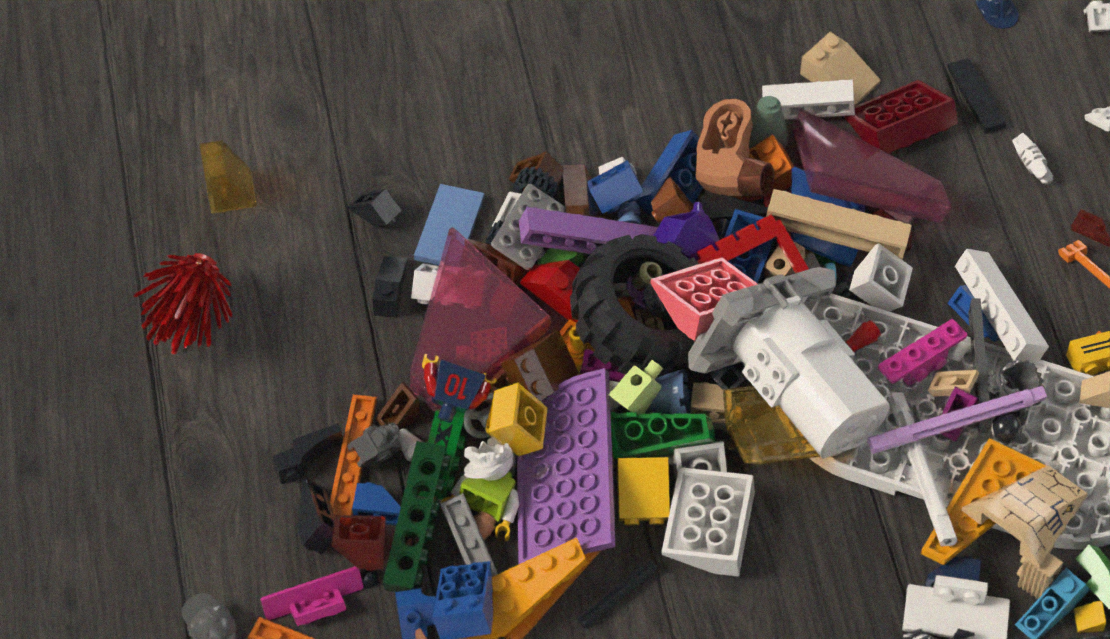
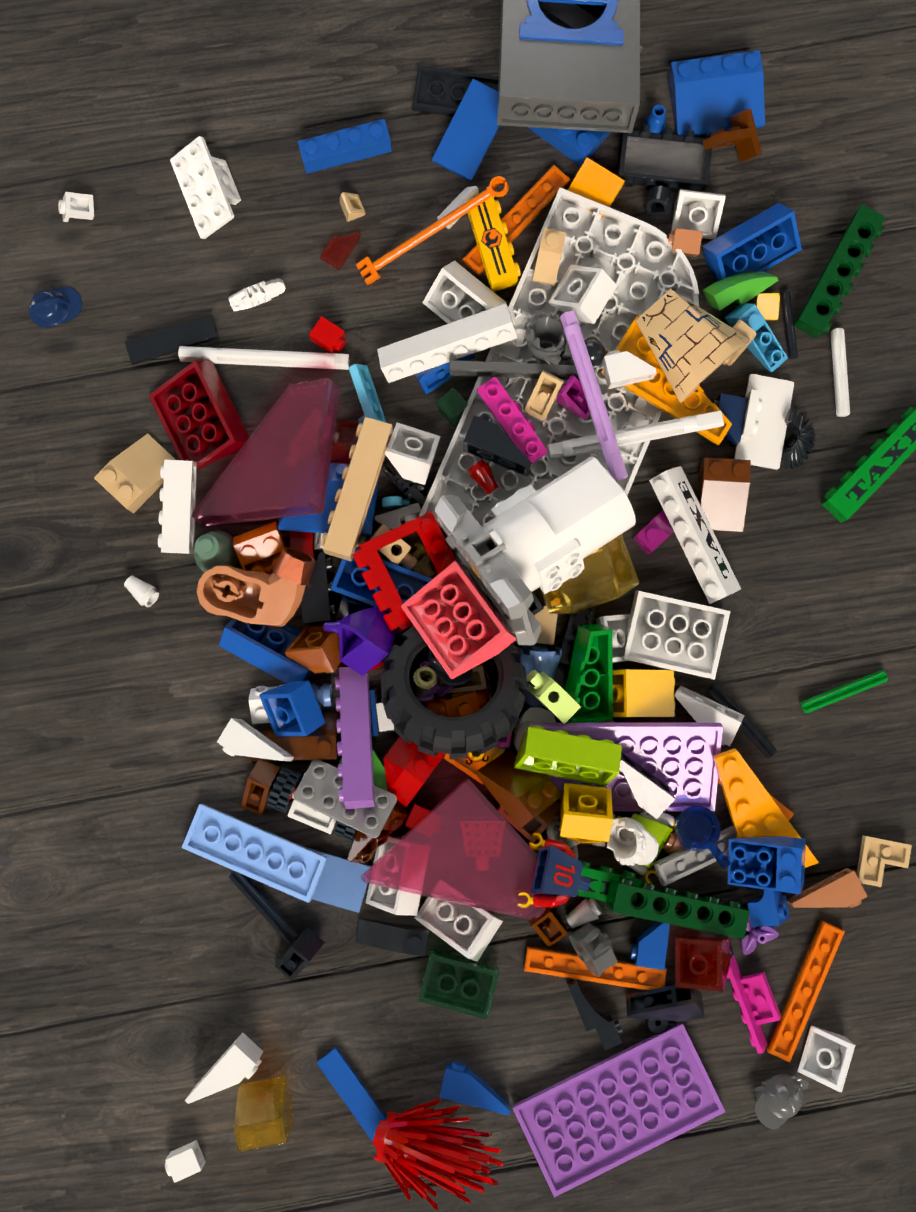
camera: 90 degrees left, 30 degrees up
(184, 126) = (184, 1161): none -> white brick
(210, 479) = (618, 1109): none -> medium lavender plate
(238, 348) = (466, 1087): none -> blue slope
(248, 251) = (351, 1091): none -> blue tile
(273, 150) = (236, 1063): none -> white slope
(291, 517) = (660, 1027): none -> black piece
(343, 332) = (459, 984): none -> clear green brick
(382, 602) = (761, 934): none -> medium lavender plant
(396, 337) = (459, 925): none -> white slope
(424, 178) = (264, 907): none -> black axle
(473, 169) = (255, 852): none -> light blue plate
(498, 539) = (700, 830): none -> clear blue piece
(544, 479) = (649, 791): none -> slope
(576, 399) = (568, 756): none -> lime slope
(582, 158) = (244, 740): none -> white slope
(616, 564) = (708, 711): none -> white slope
(722, 79) = (142, 591): none -> white cone
(819, 539) = (695, 534): none -> white brick
(821, 507) = (654, 533): none -> magenta slope
(868, 571) = (724, 492): none -> slope
(898, 332) = (490, 443): none -> black slope
(936, 314) = (451, 405): none -> clear green bracket
(937, 249) = (366, 393): none -> medium azure hinge
(968, 168) = (264, 357): none -> white piece
(990, 449) = (625, 369): none -> white slope
(997, 215) = (328, 336): none -> red brick
(1059, 323) = (459, 294): none -> white slope
(1071, 422) = (584, 291): none -> white slope

